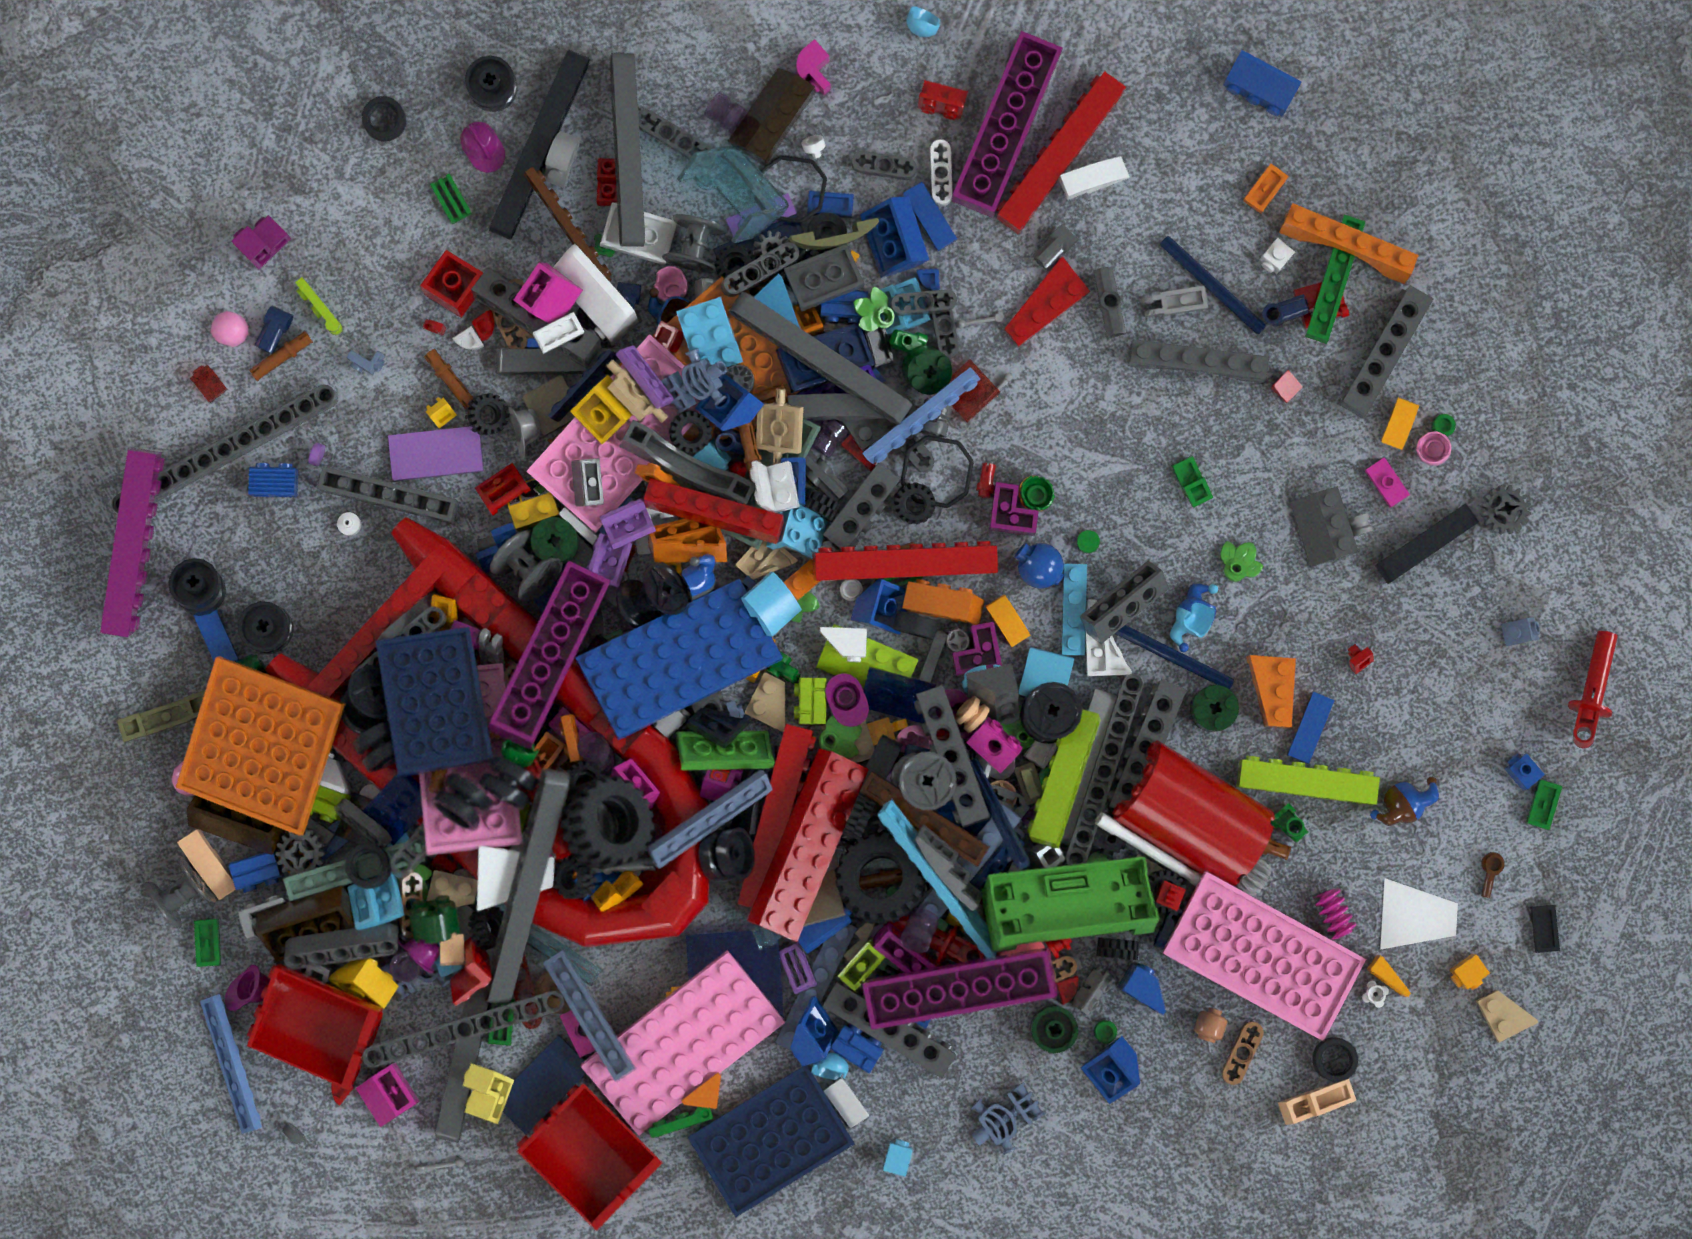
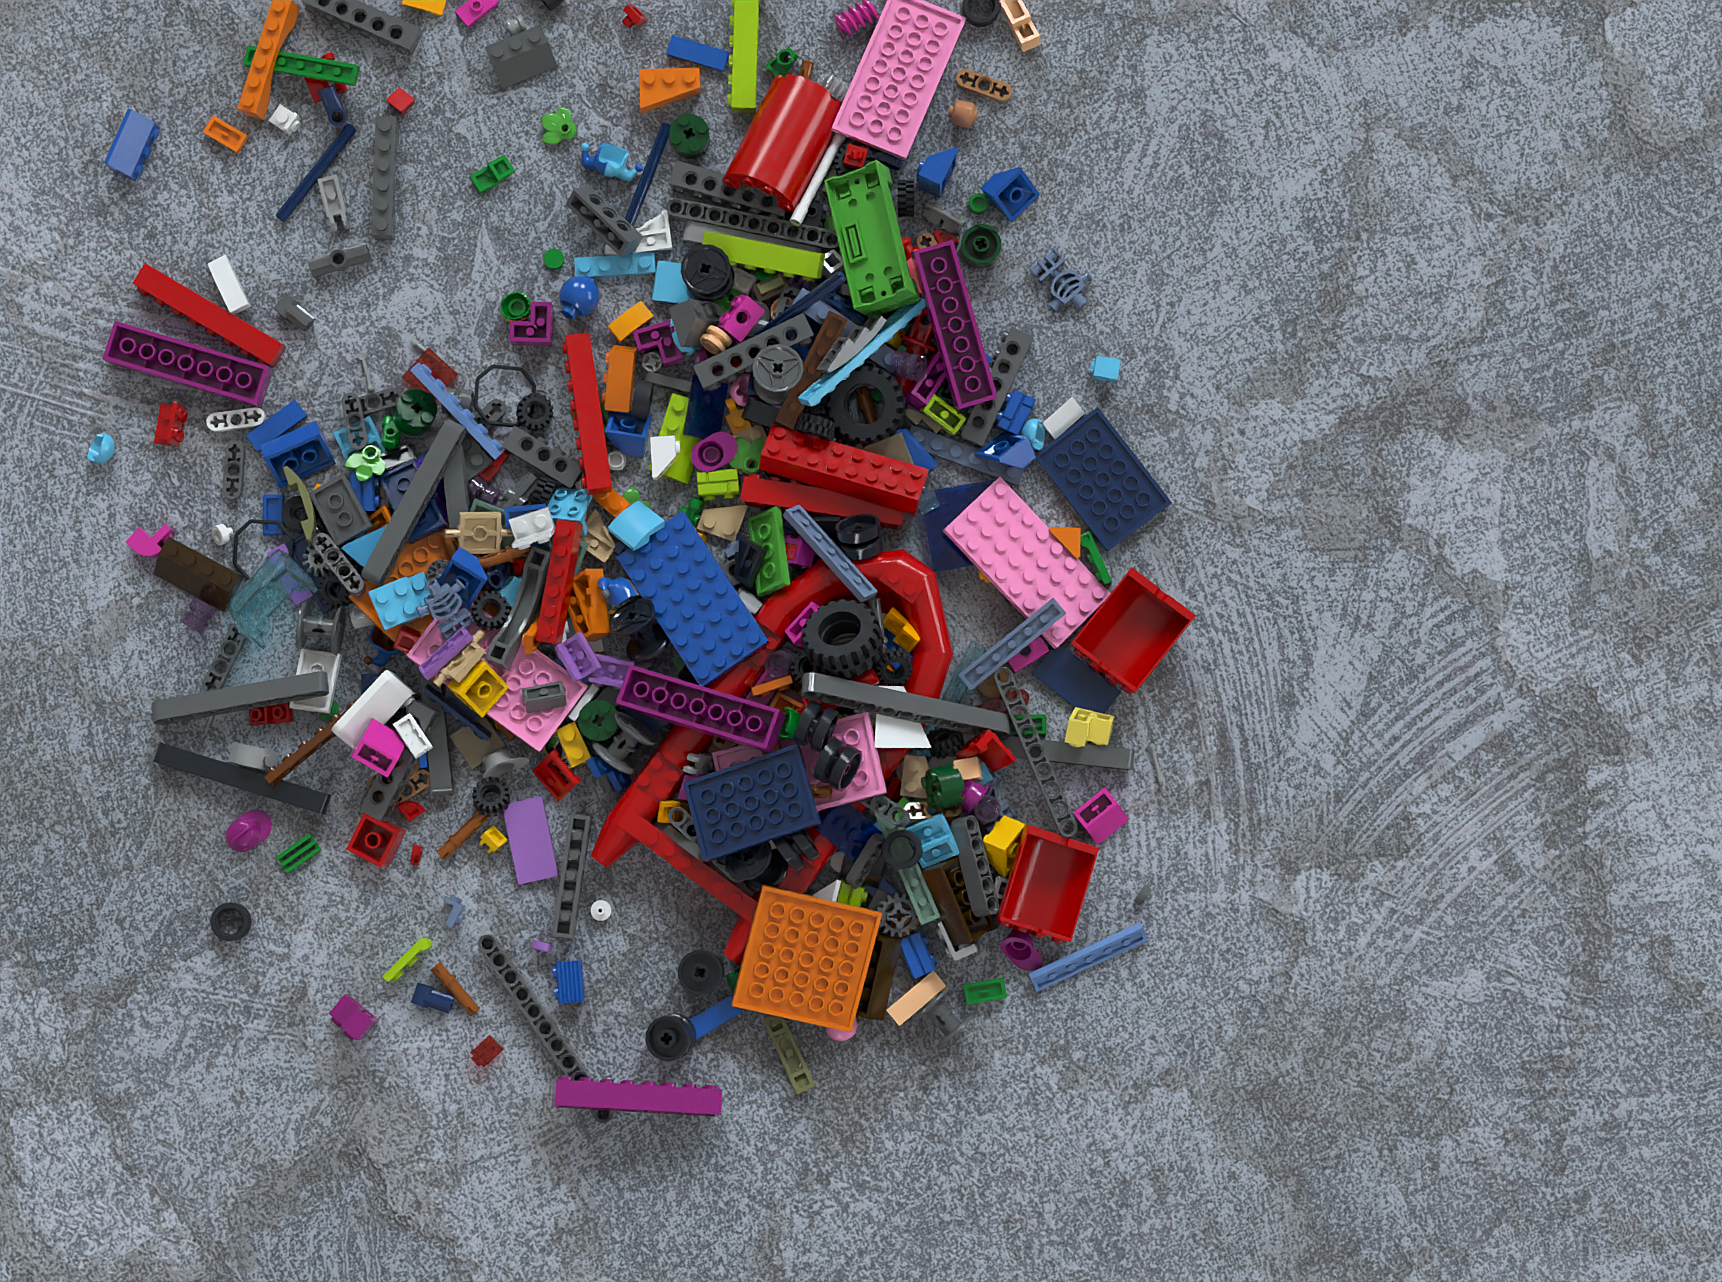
camera: 90 degrees left, 0 degrees up
(229, 329) = (435, 1039): bright pink hair -> none
(340, 1093) = (1102, 859): red tile -> none
(468, 339) = (425, 823): white tile -> none
(489, 70) = (178, 827): black wheel -> none
(671, 283) = (358, 646): bright pink hair -> none
(804, 986) = (966, 464): medium lavender tile -> none
(929, 278) = (333, 420): blue tile -> none
(985, 486) = (513, 352): red animal -> none
(1051, 298) = (340, 311): red wing -> none

